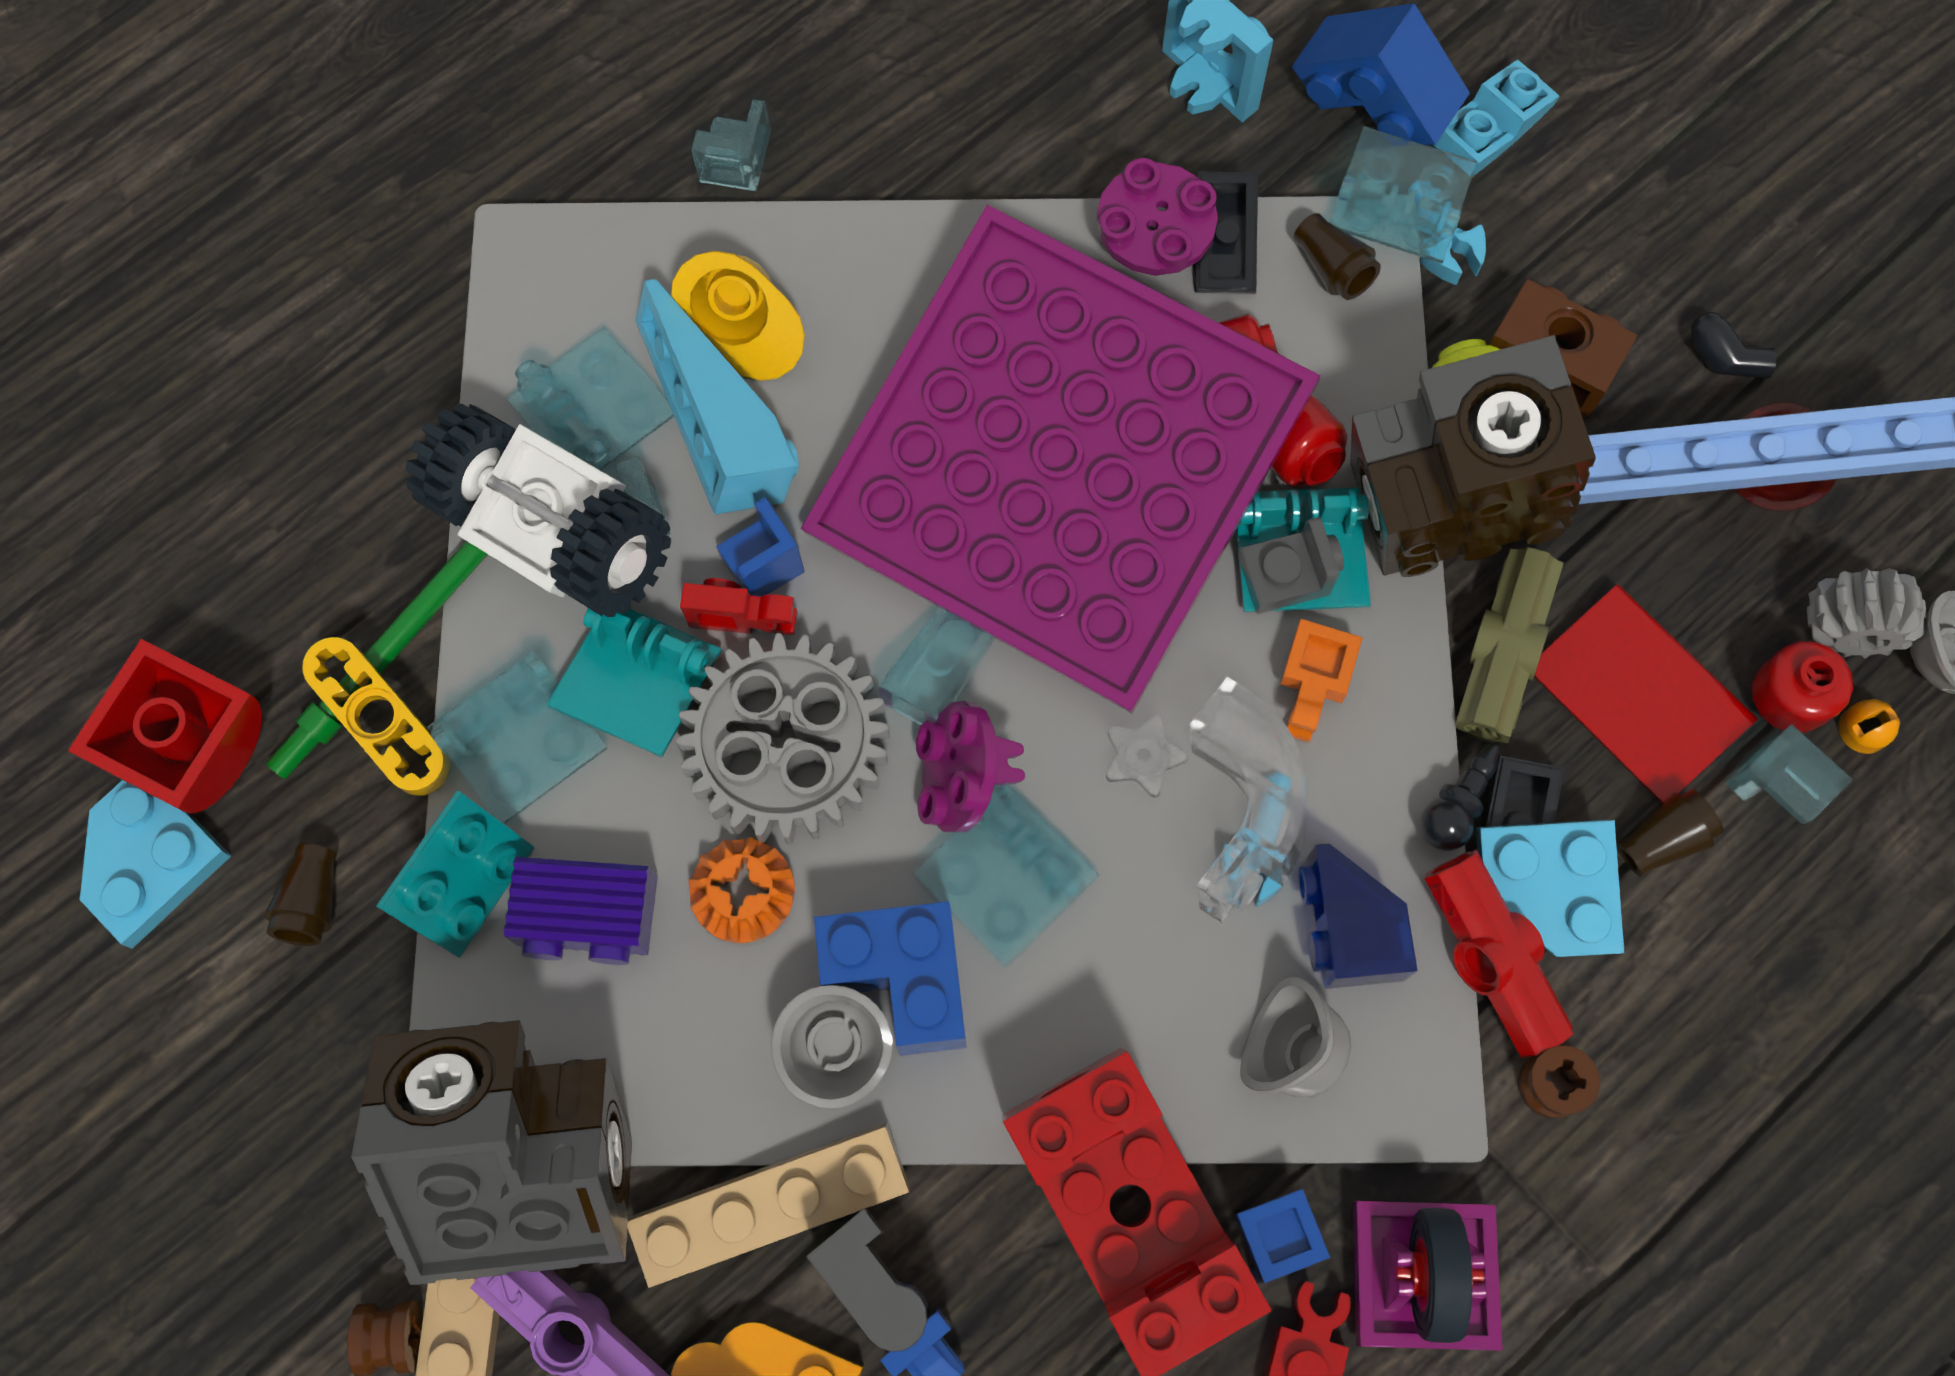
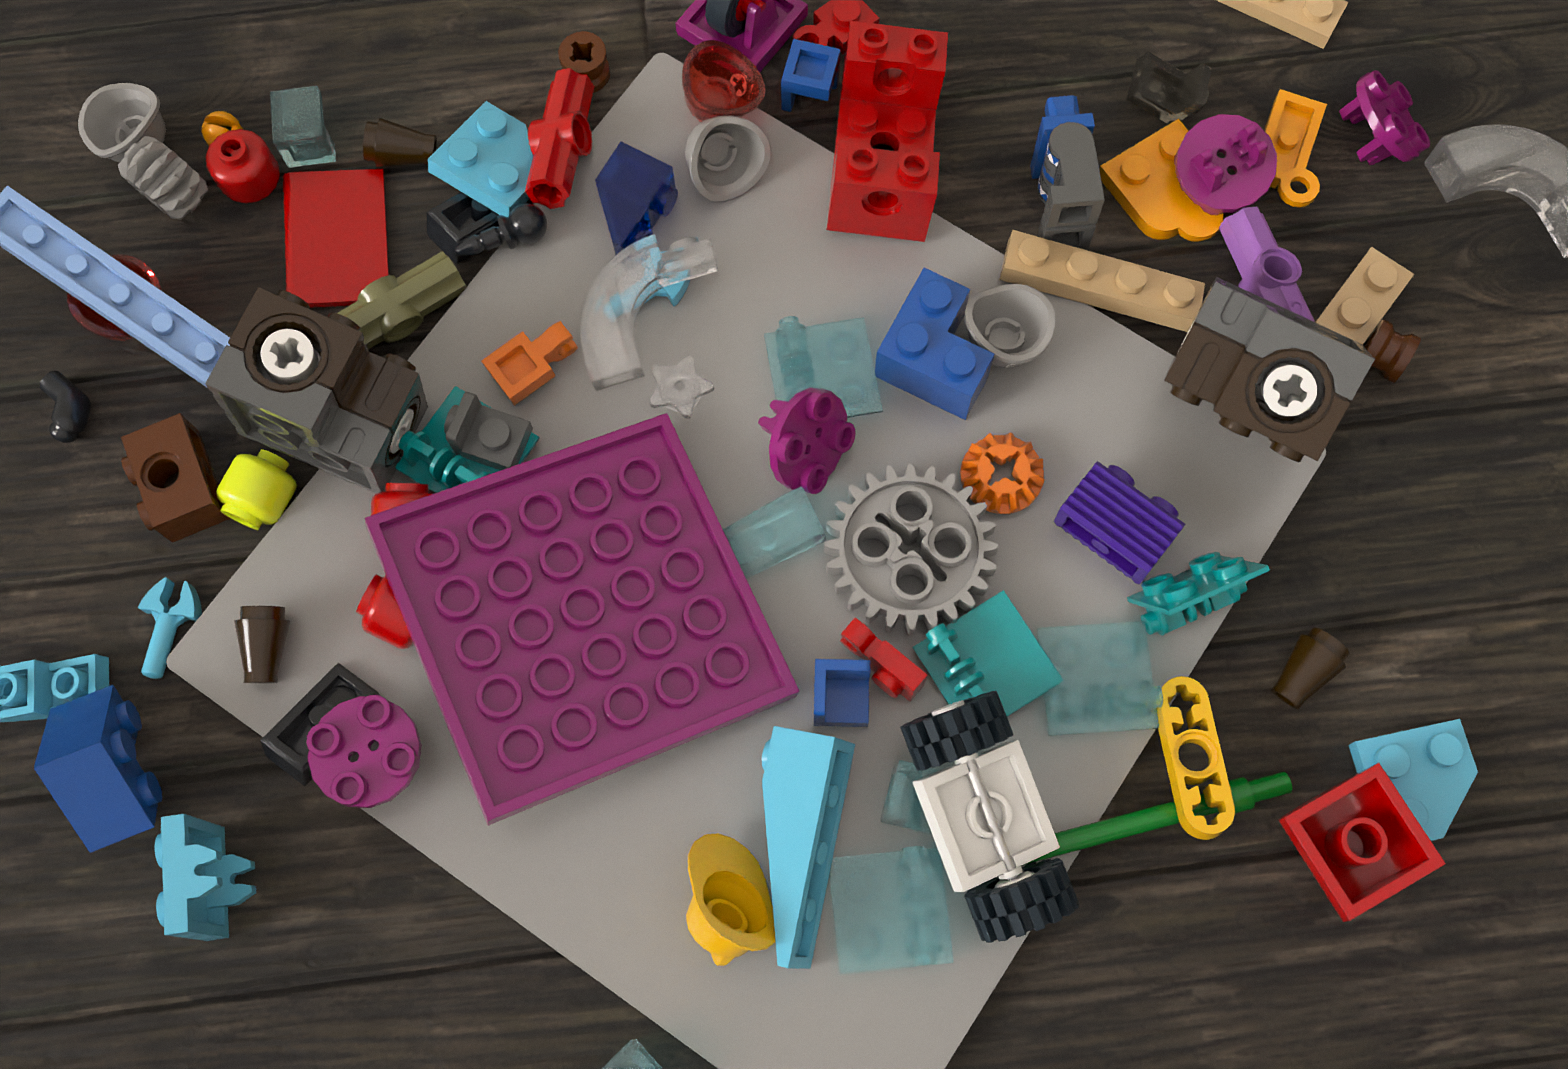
camera: 145 degrees left, 0 degrees up
(1365, 1134) = (720, 81): none -> clear red helmet
(1403, 194) = (171, 661): clear light blue hinge -> none

